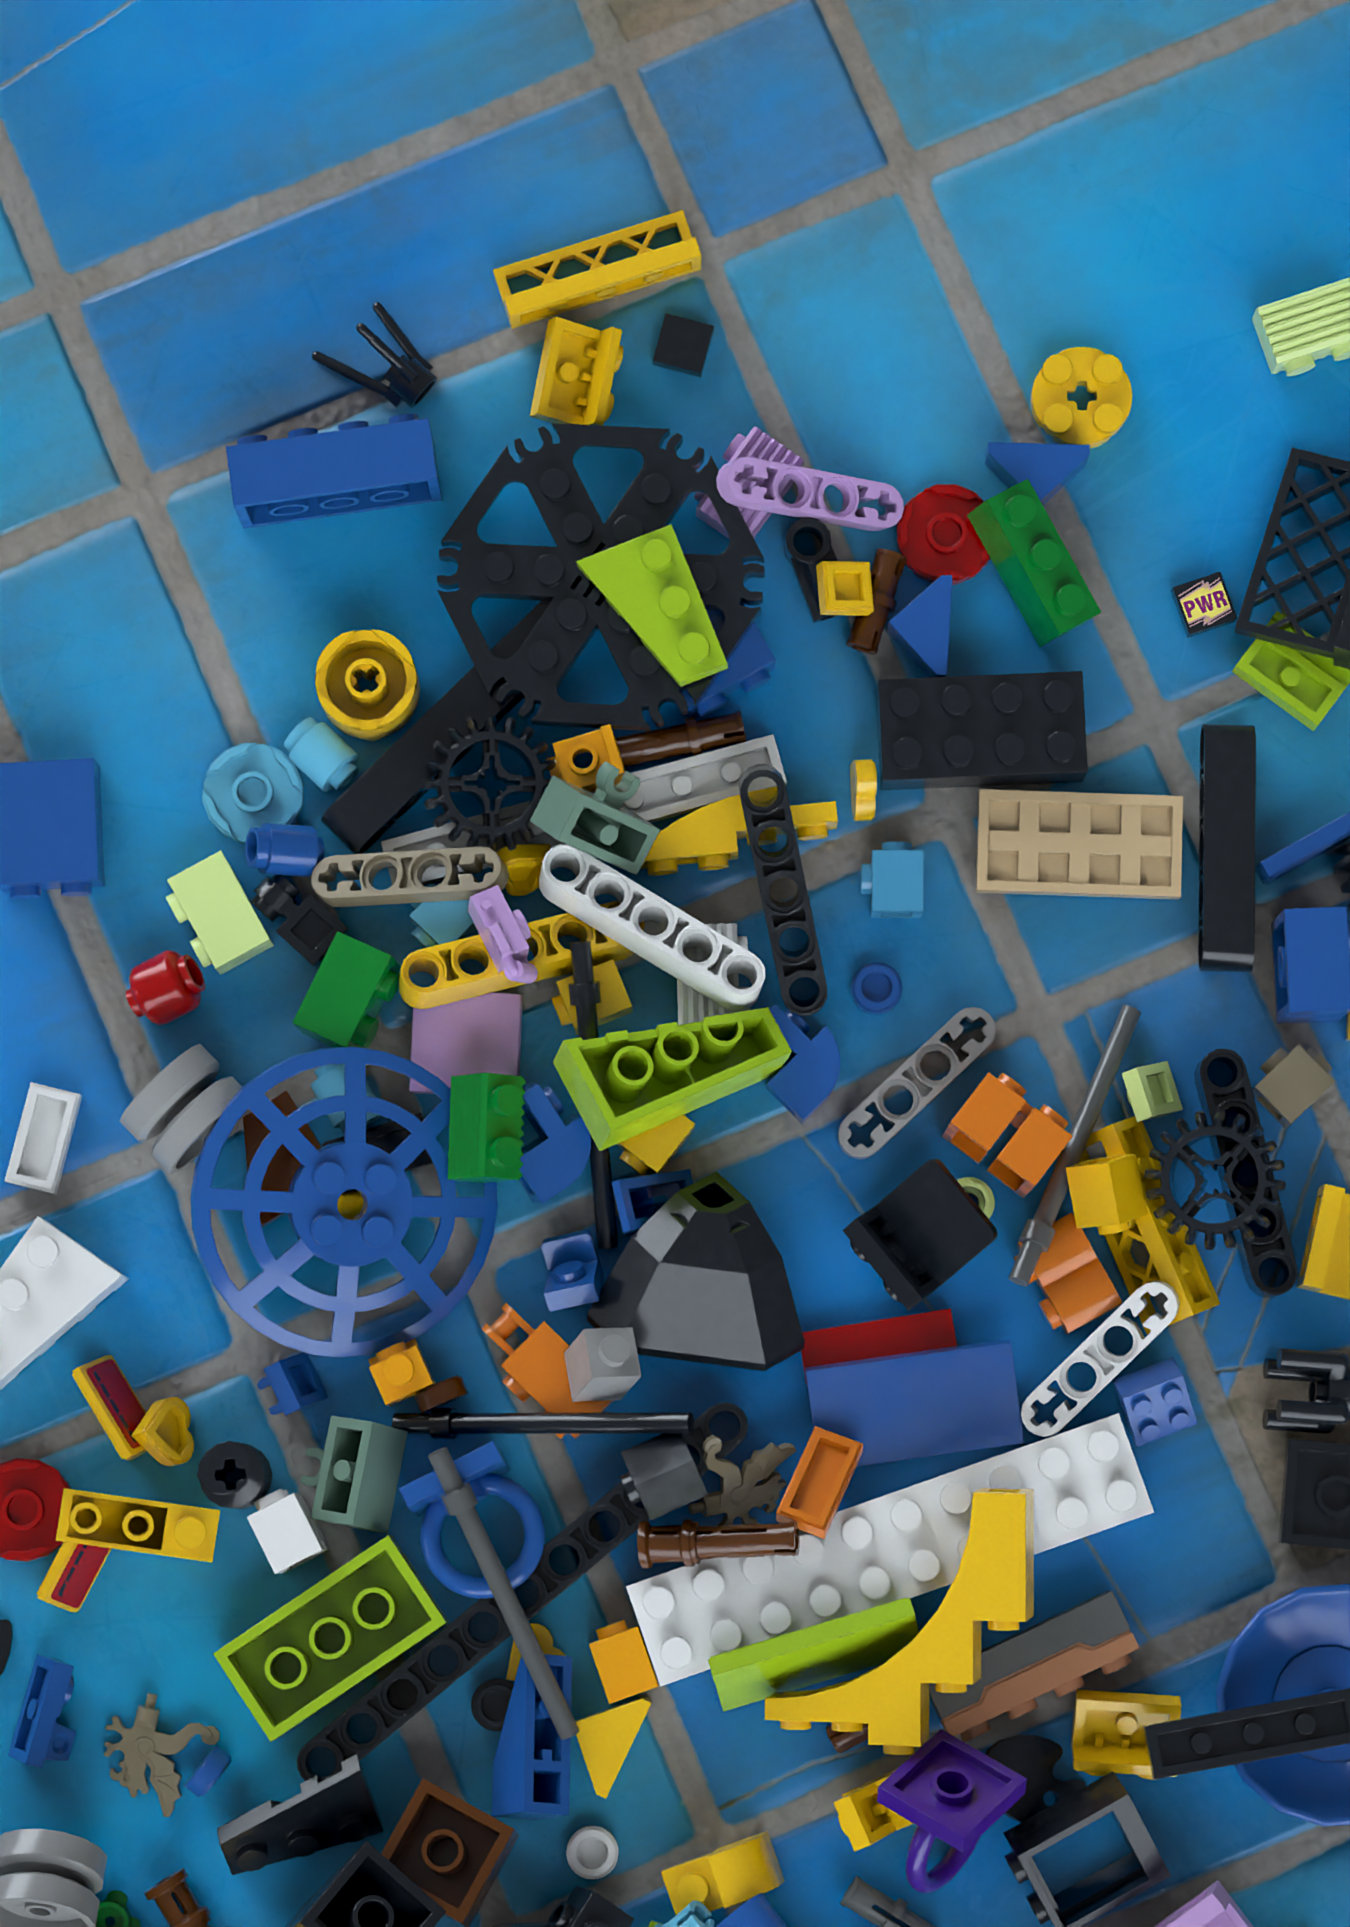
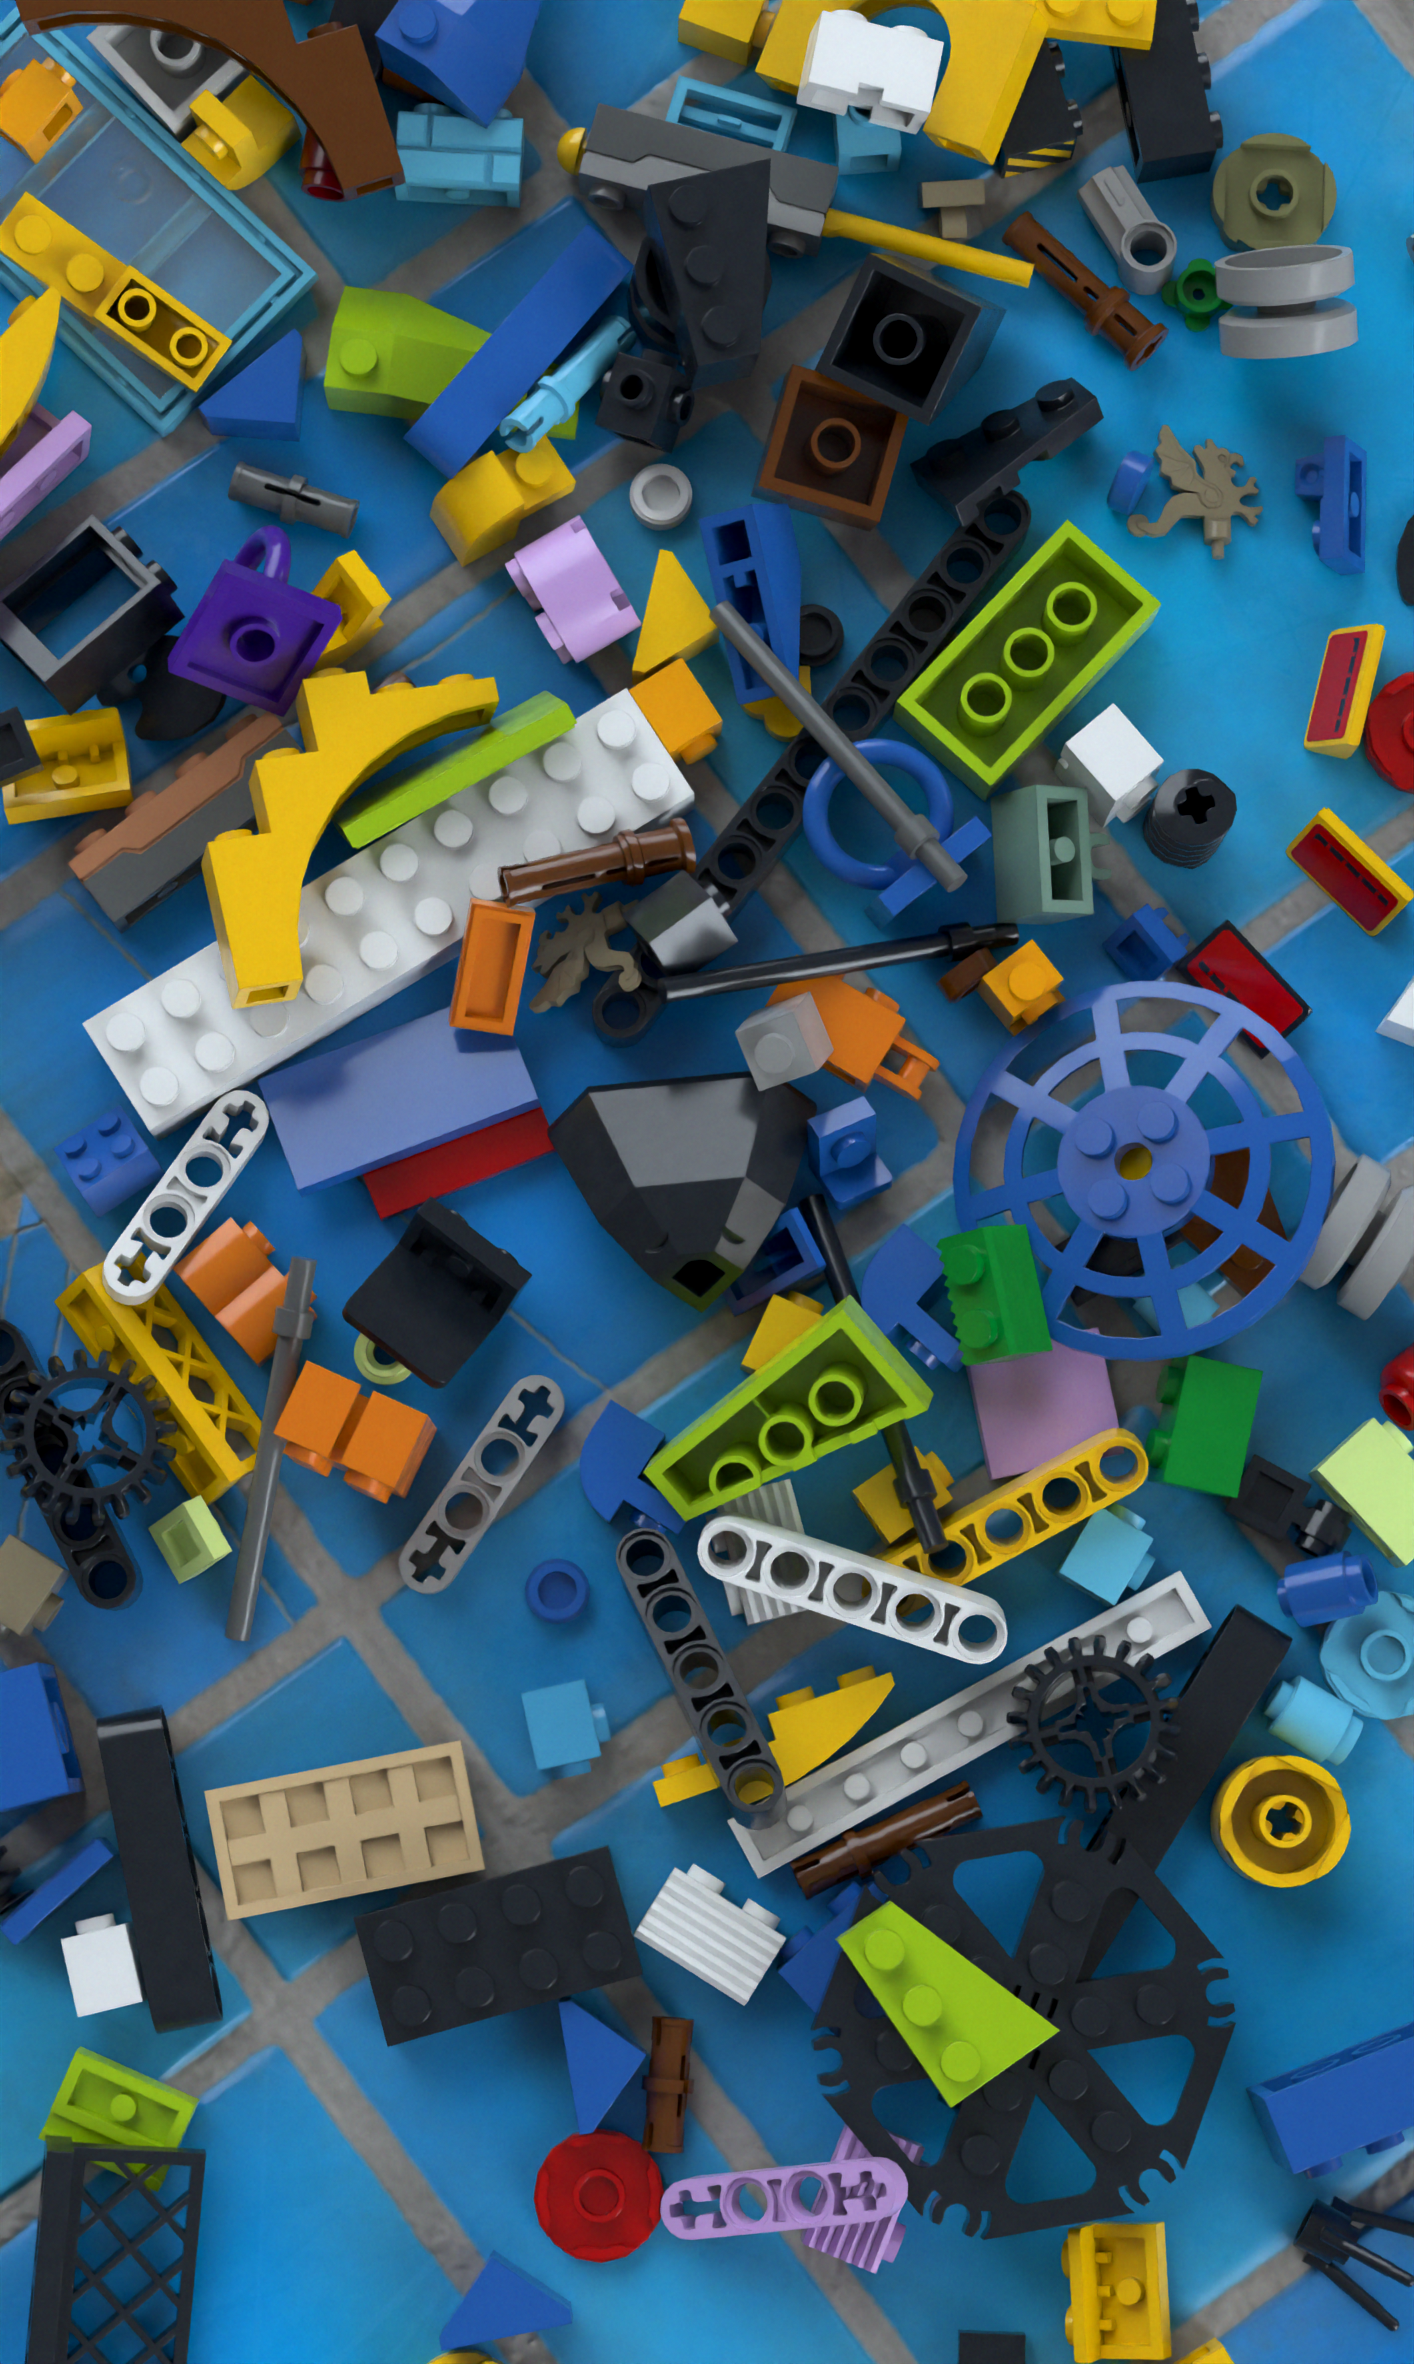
camera: 160 degrees right, 0 degrees up
(138, 1525) = (1287, 735): yellow slope -> none
(165, 1432) = (1283, 857): yellow tile -> none
(224, 1336) = (1239, 972): none -> red slope
(410, 869) = (1165, 1582): dark tan beam -> none
(503, 934) = (1031, 1531): lavender piece -> none
(523, 867) = (1030, 1632): yellow tile -> none
(597, 820) = (950, 1703): sand green brick -> none
(599, 744) = (958, 1789): light orange brick -> none
(683, 1781) = (576, 589): none -> lavender brick
(805, 566) = (747, 2098): black piece -> none
(818, 703) = (710, 1933): none -> white brick
(844, 588) = (711, 2085): yellow tile -> none
(863, 789) = (629, 1835): yellow tile -> none
(1033, 563) = (479, 2177): green brick -> none
(1106, 1193) = (219, 1395): yellow brick -> none
(1203, 604) = (252, 2180): tile -> none
(1283, 784) = (103, 1965): none -> white brick

